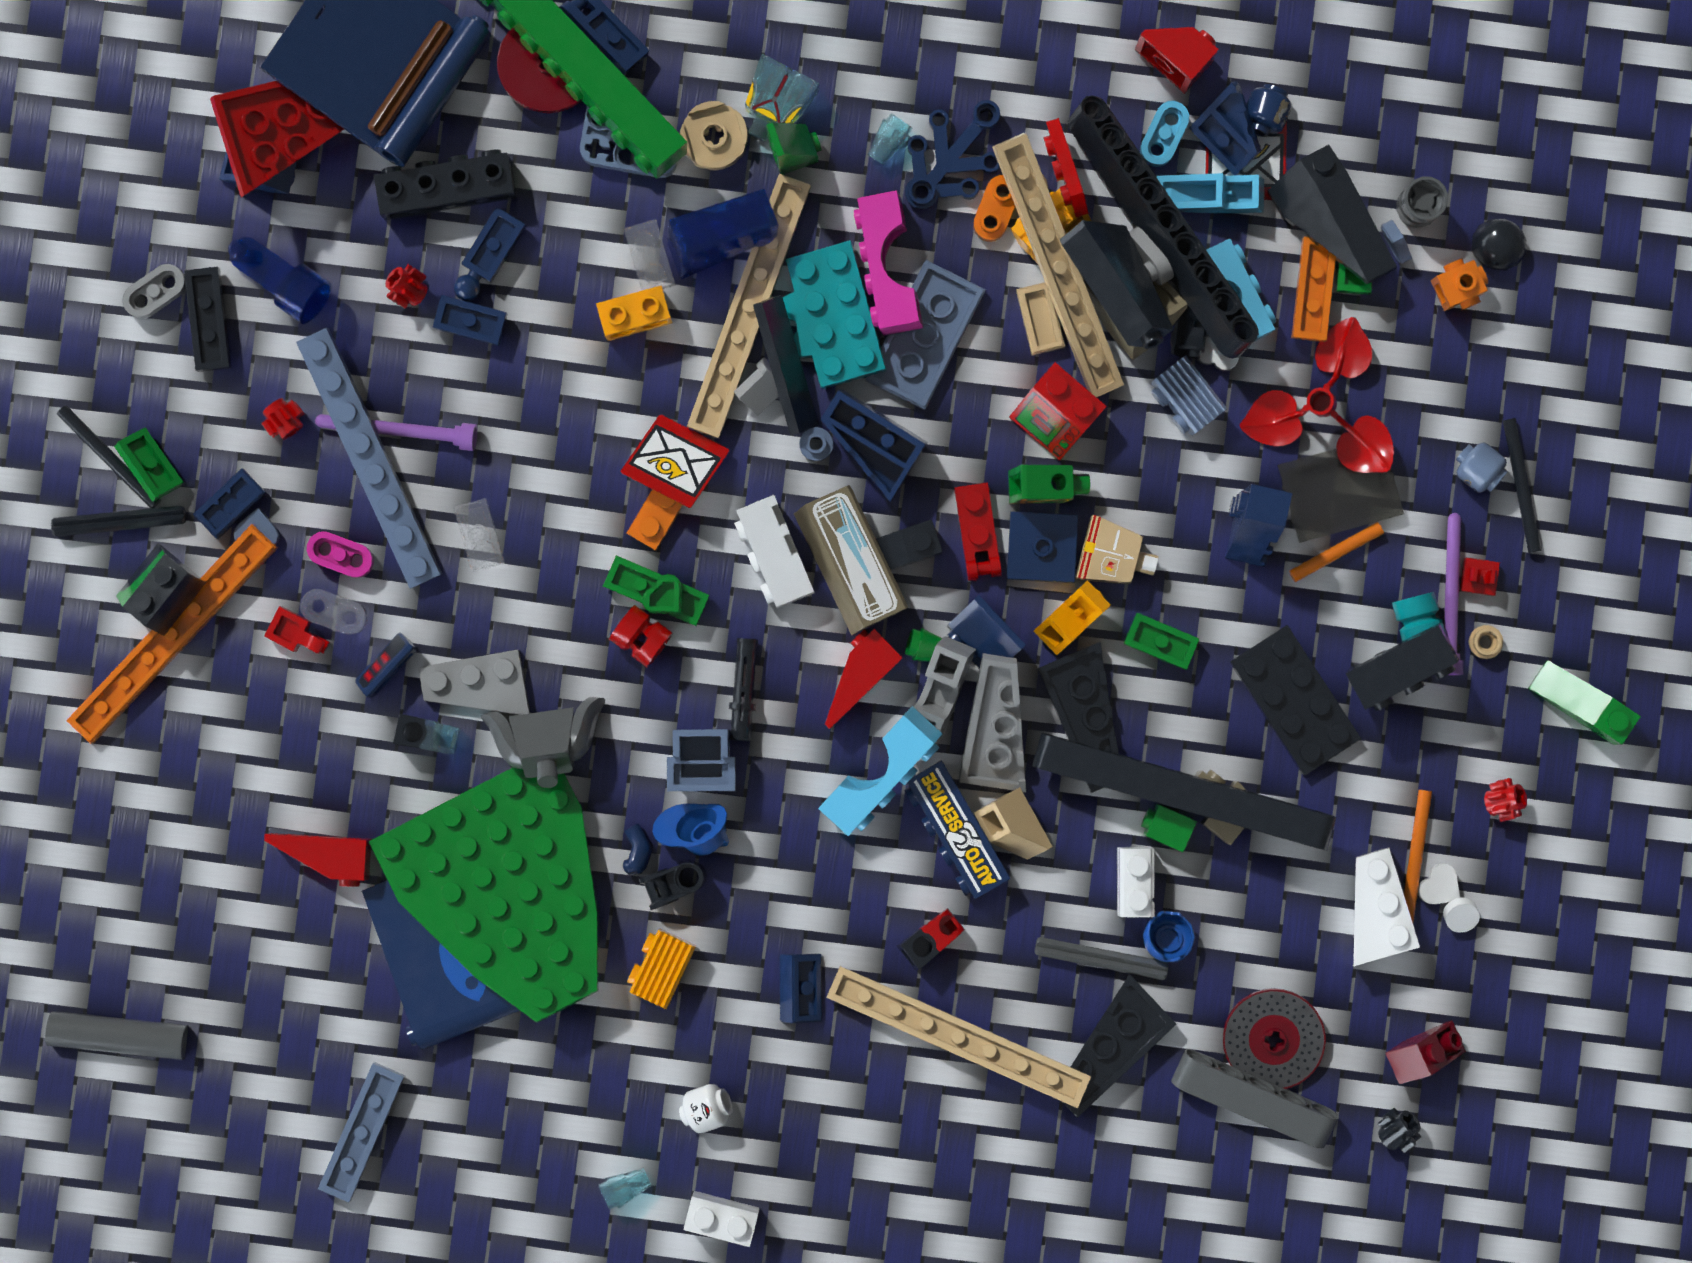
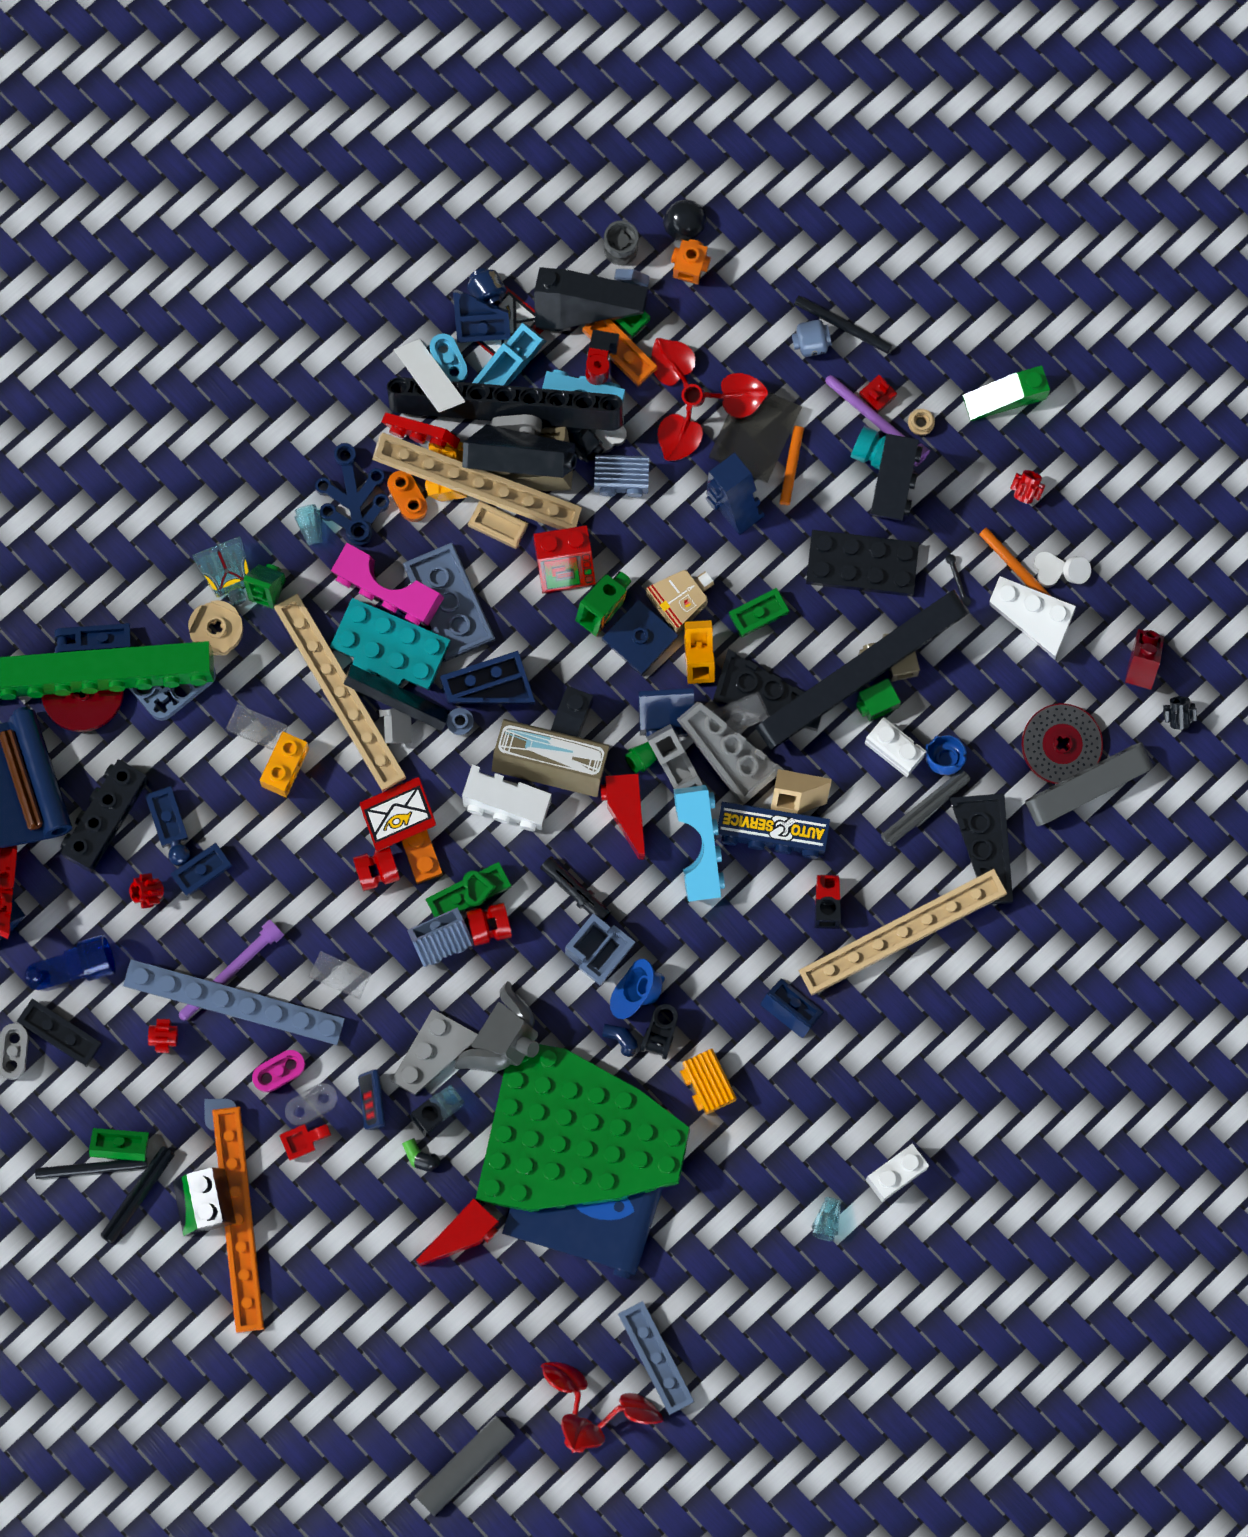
camera: 60 degrees left, 10 degrees down
(223, 1123) = (581, 1432): none -> red plant
(230, 503) = (187, 1114): dark blue plate -> none
(366, 755) = (419, 1159): none -> arm
(589, 601) = (440, 937): none -> sand blue brick
(615, 492) = (385, 865): none -> red wheel
(706, 1108) = (819, 1126): white head -> none
(720, 232) = (280, 670): clear blue wedge -> none
(977, 530) = (596, 667): red plate -> none
(1045, 707) = (743, 712): none -> clear plate
(1129, 129) = (429, 375): none -> white sticker
(1178, 53) = (407, 311): red slope -> none
(1278, 280) = (597, 361): none -> leg
(1340, 829) = (951, 559): none -> black hinge

